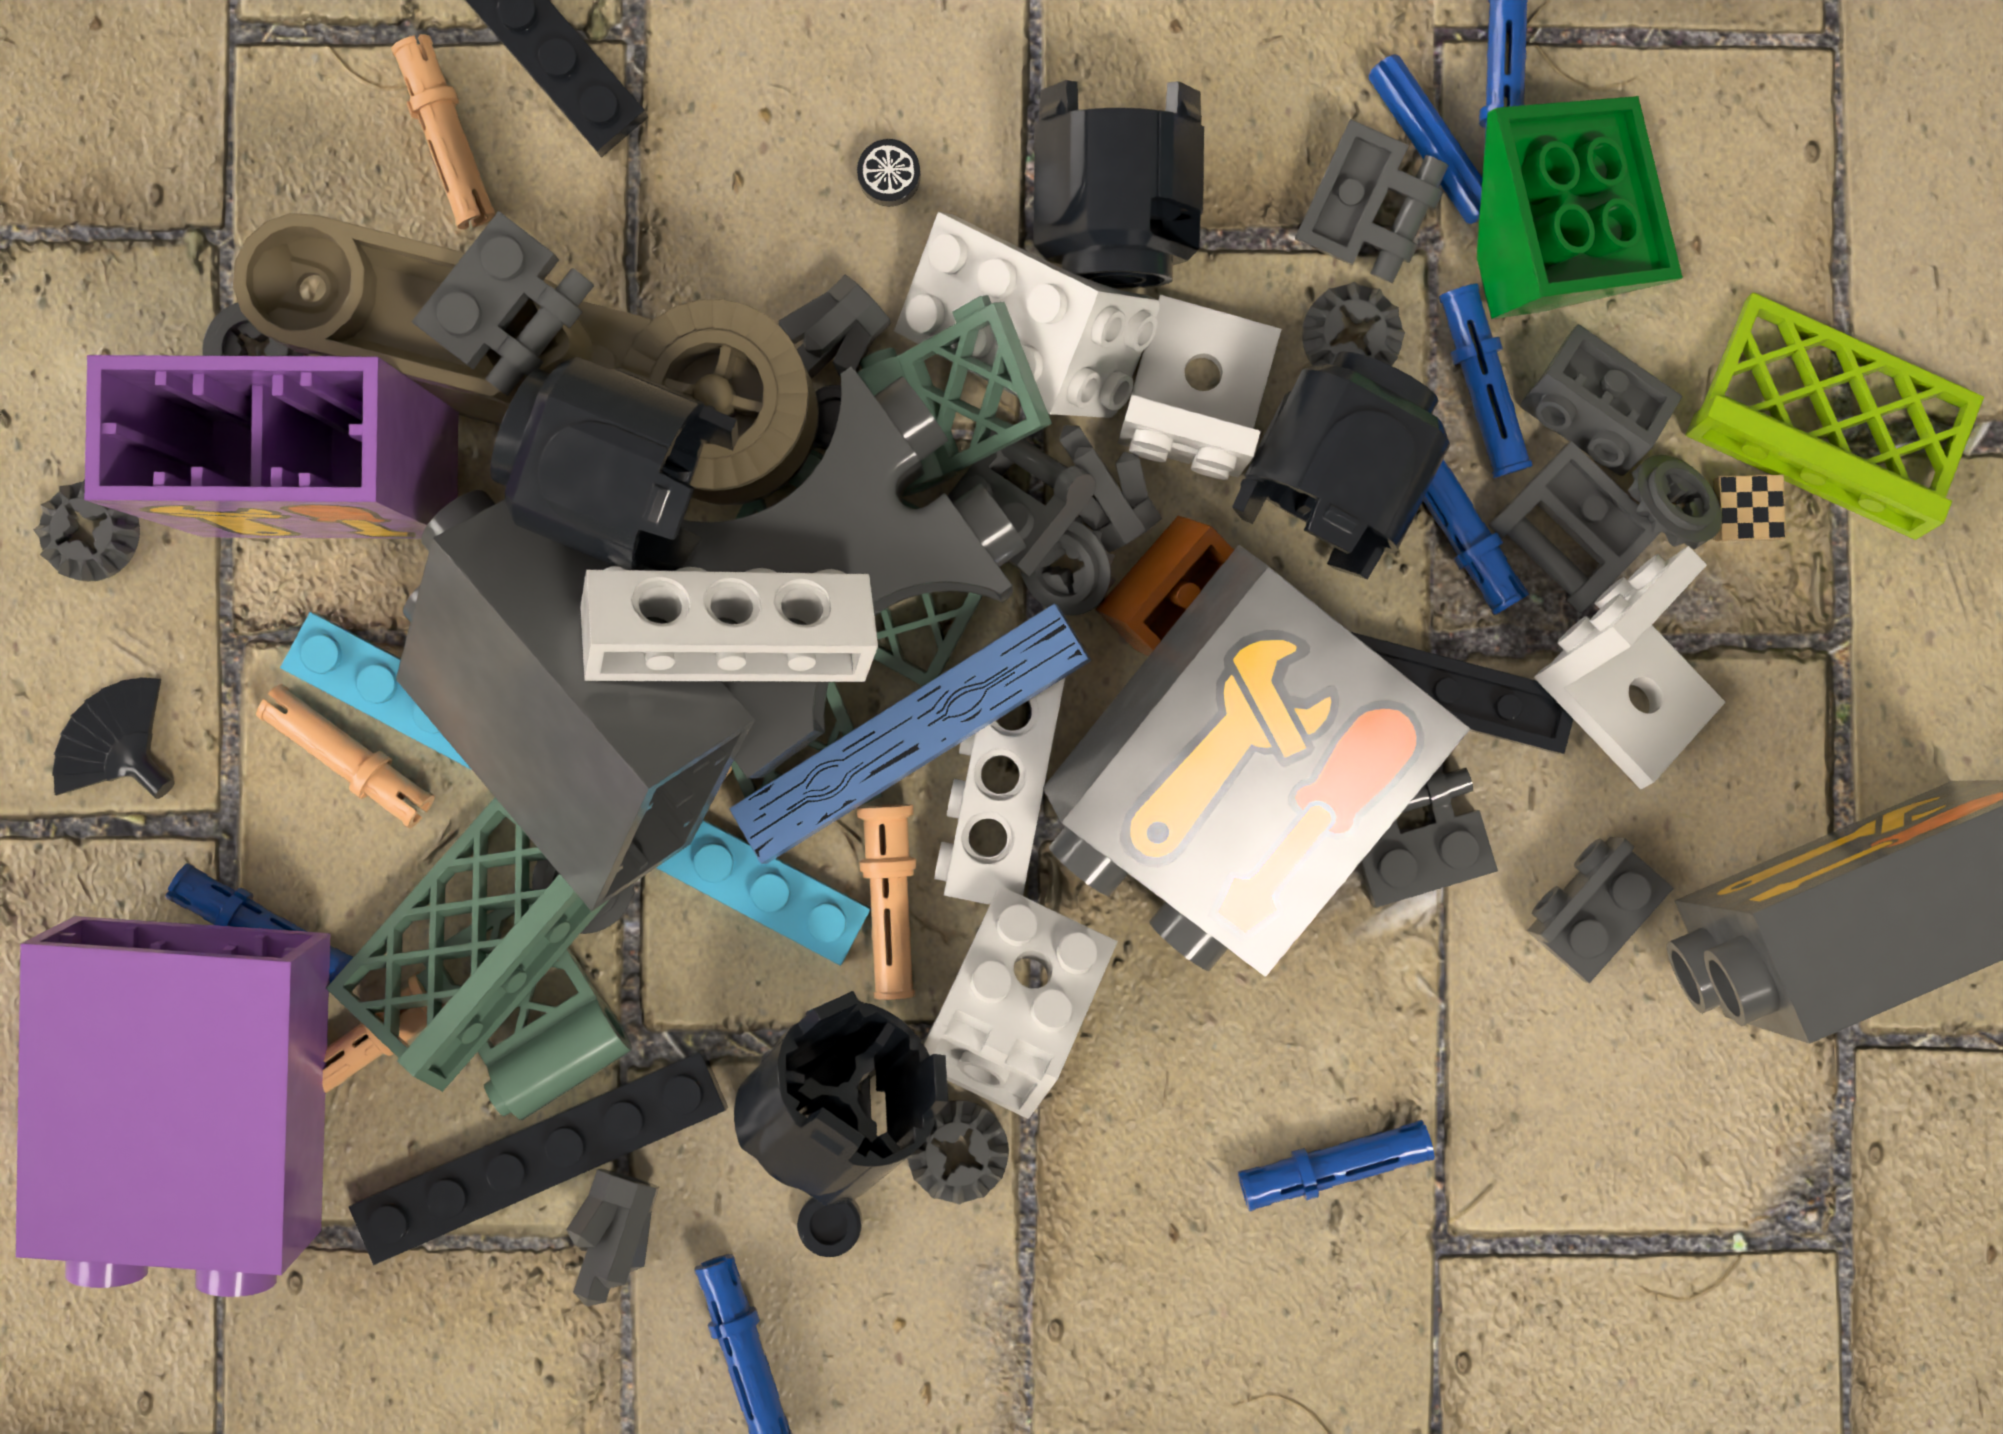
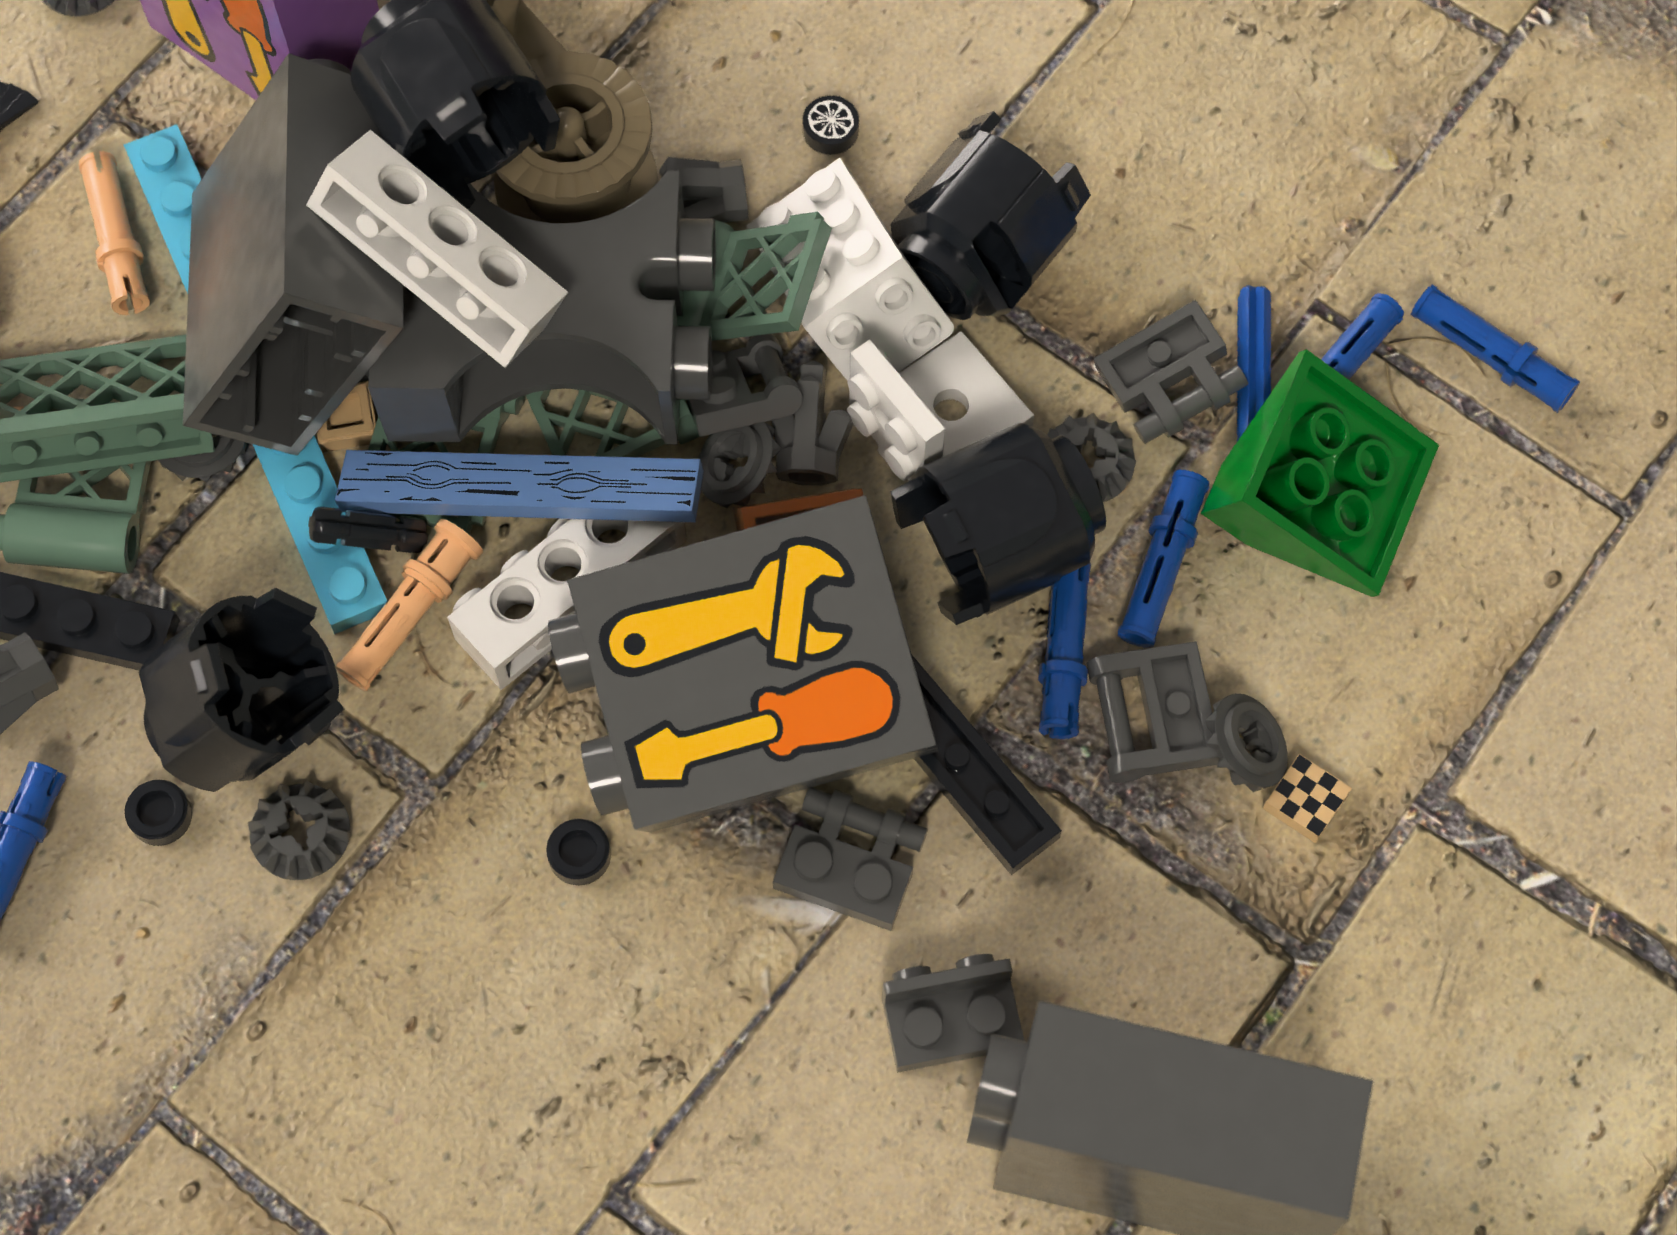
camera: 30 degrees right, 20 degrees down
(806, 866) = (367, 530): none -> black axle
(1011, 1037) = (405, 734): white bracket -> none
(1196, 997) = (578, 852): none -> black tile
(1322, 1169) = (555, 1049): blue pin -> none
(1601, 401) = (1244, 631): dark grey bracket -> none
(1624, 650) = (1108, 808): white bracket -> none
(1827, 467) = (1394, 811): lime fence -> none

